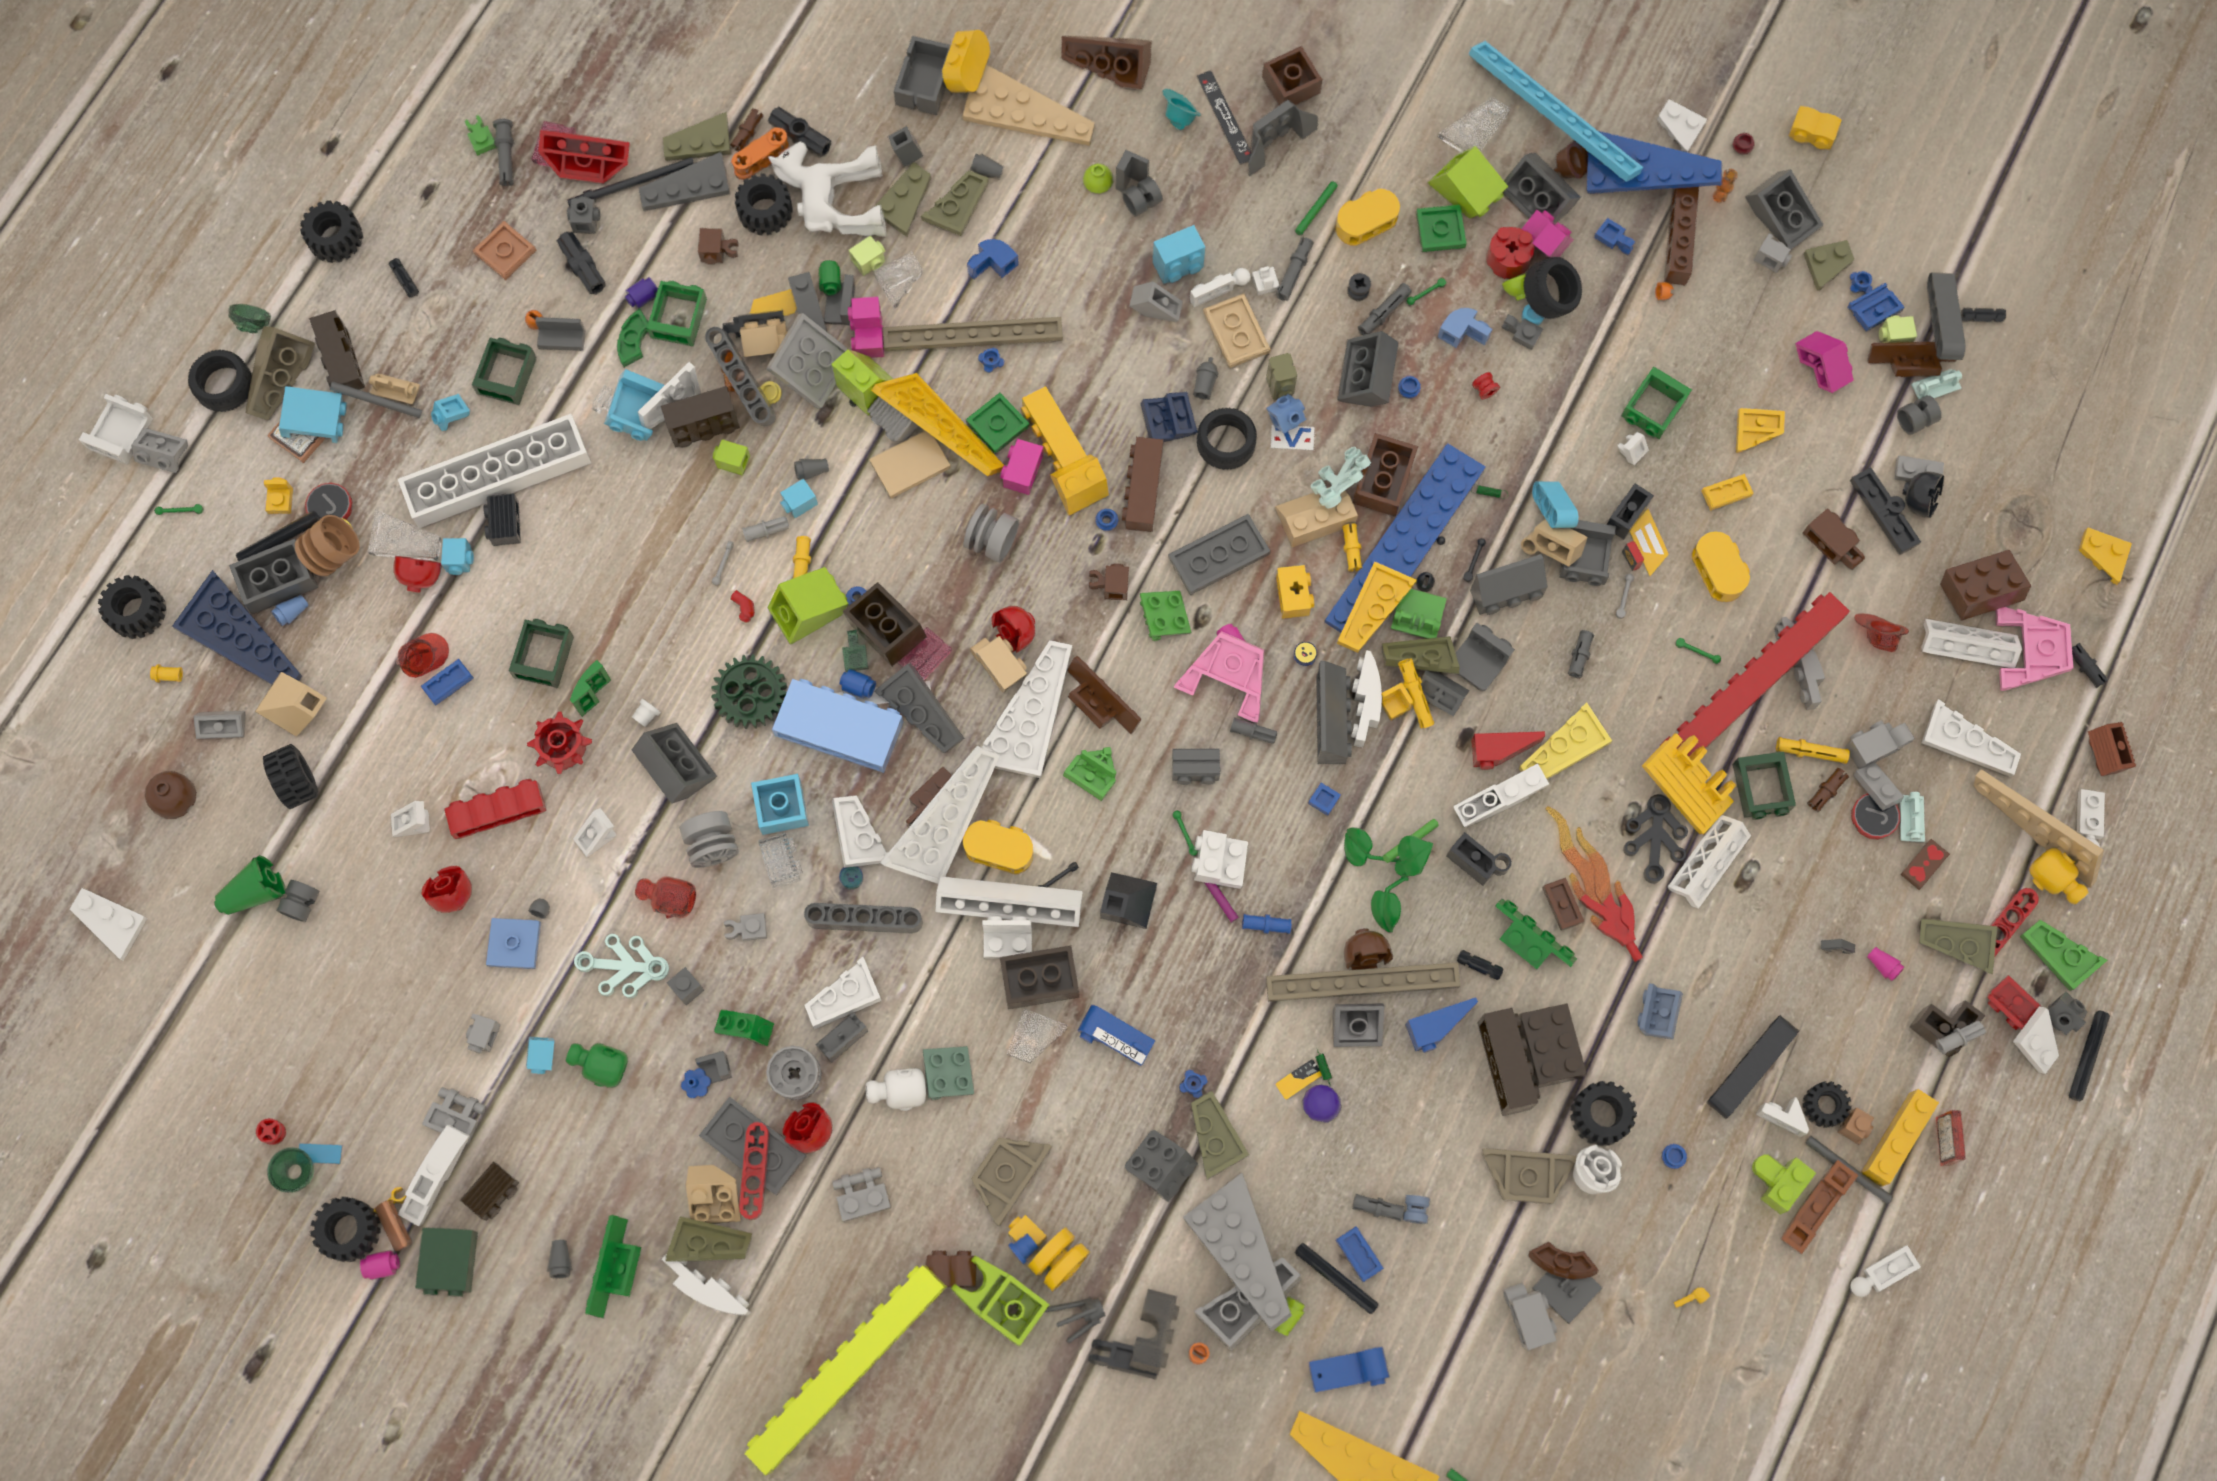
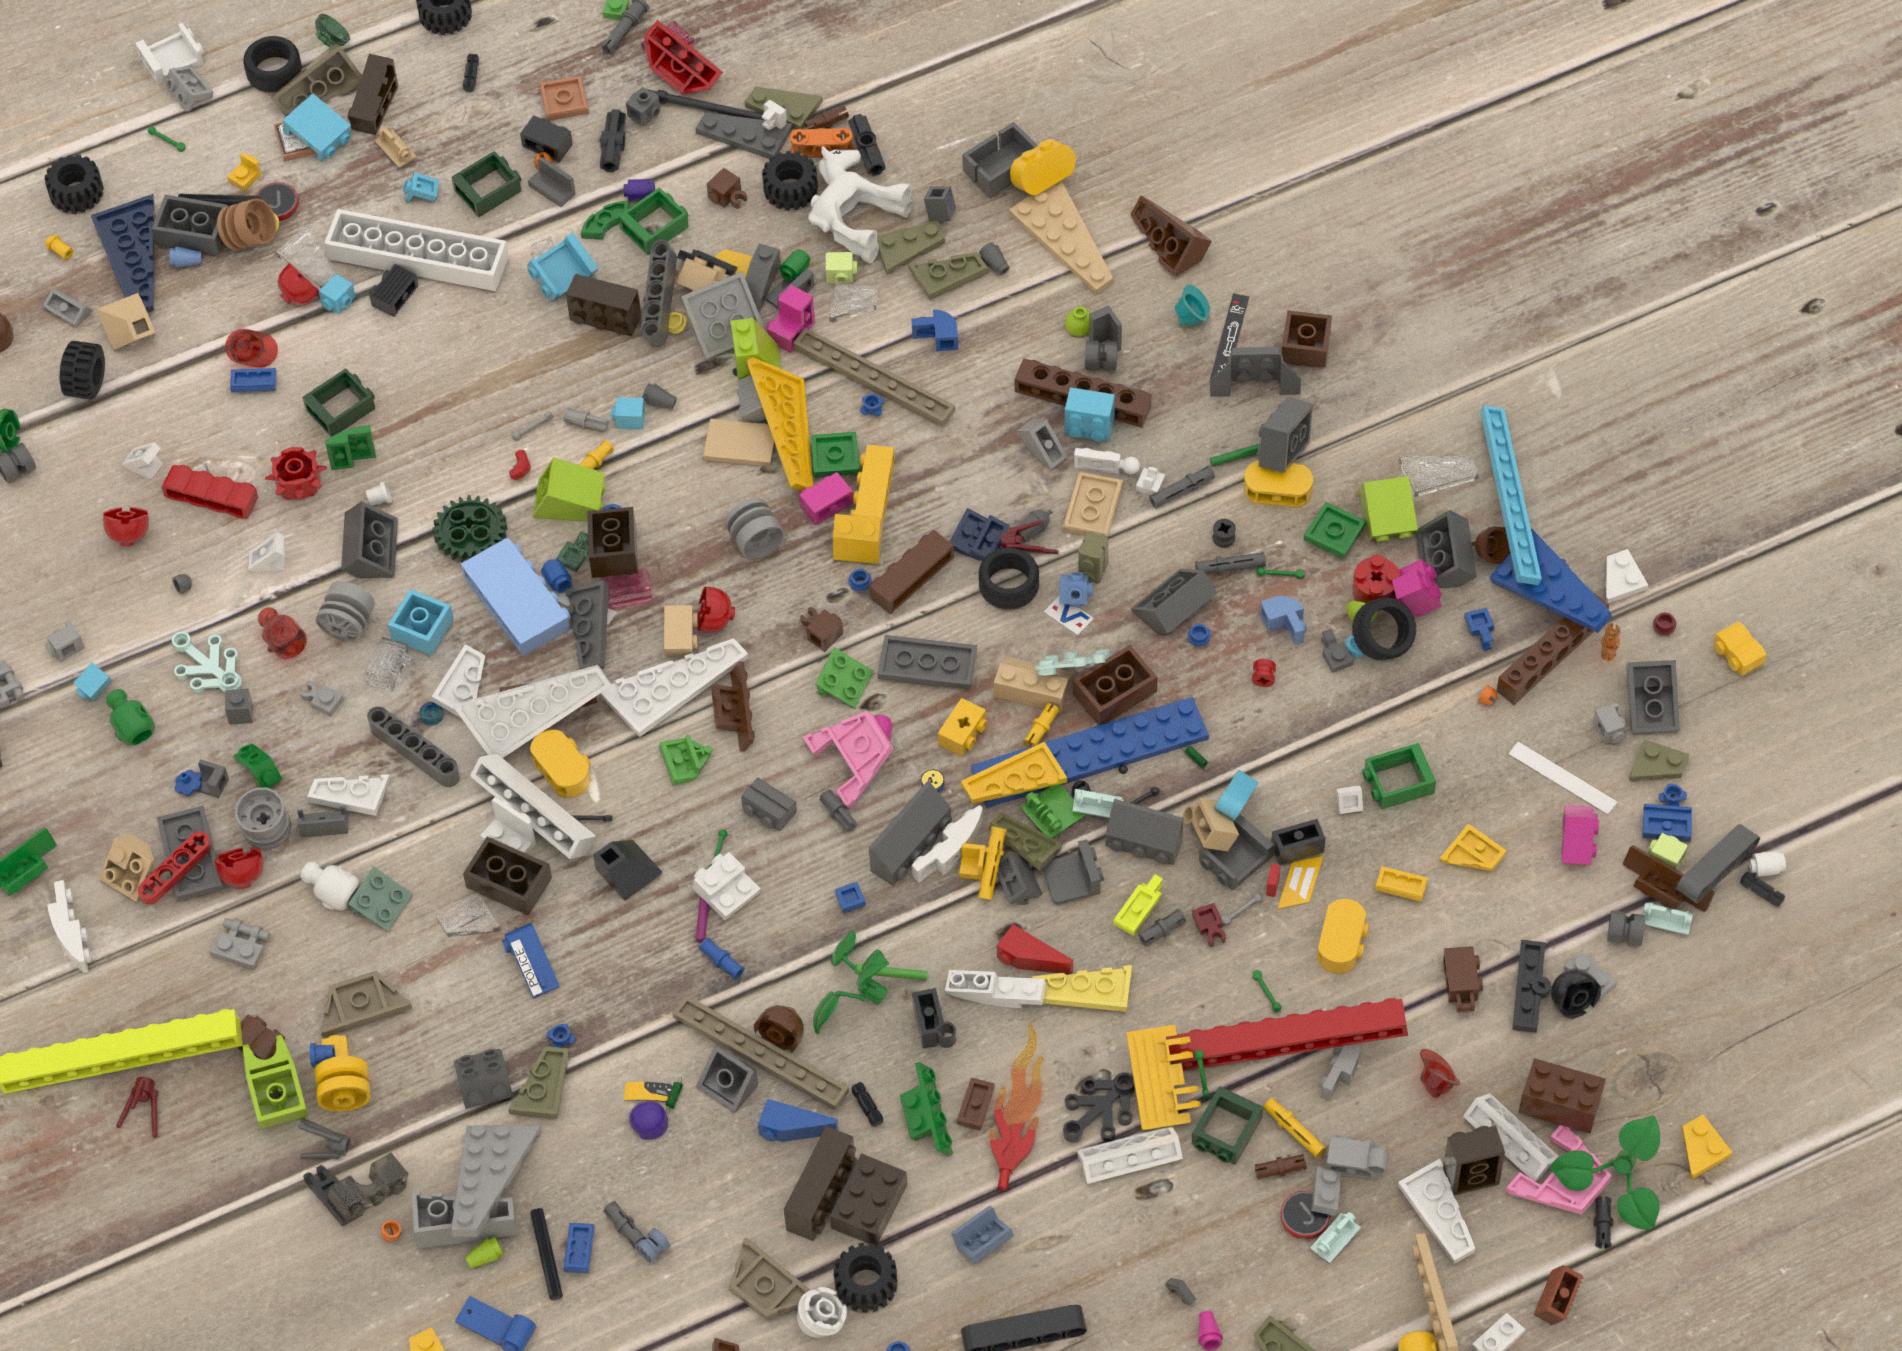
camera: 40 degrees right, 15 degrees down
(374, 399) = (373, 146): dark grey bar -> none
(513, 943) = (142, 596): medium blue plate -> none
(522, 296) = (544, 136): none -> black brick
(681, 386) = (607, 270): white wing -> none
(703, 154) = (774, 115): none -> white tile
(706, 1241) = (97, 894): olive wing -> none
(731, 457) = (604, 351): lime brick -> none
(890, 1386) = (142, 1092): none -> dark red plant
(1143, 248) = (1050, 390): none -> reddish brown brick
(1205, 405) = (1015, 540): none -> dark red plant
(1349, 172) = (1285, 434): none -> dark grey brick
(1451, 584) = (1093, 803): none -> light aqua hinge
(1550, 648) = (1139, 906): none -> neon yellow hinge
(1611, 623) = (1209, 921): none -> dark red plate
(1708, 745) = (1199, 1055): none -> green hinge
(1768, 321) = (1563, 777): none -> white sticker
(1925, 864) = (1314, 1280): reddish brown tile -> none
(1973, 291) = (1767, 863): none -> white brick
(1975, 683) = (1474, 1159): none -> dark brown brick
(2087, 584) = (1638, 1139): none -> green plant

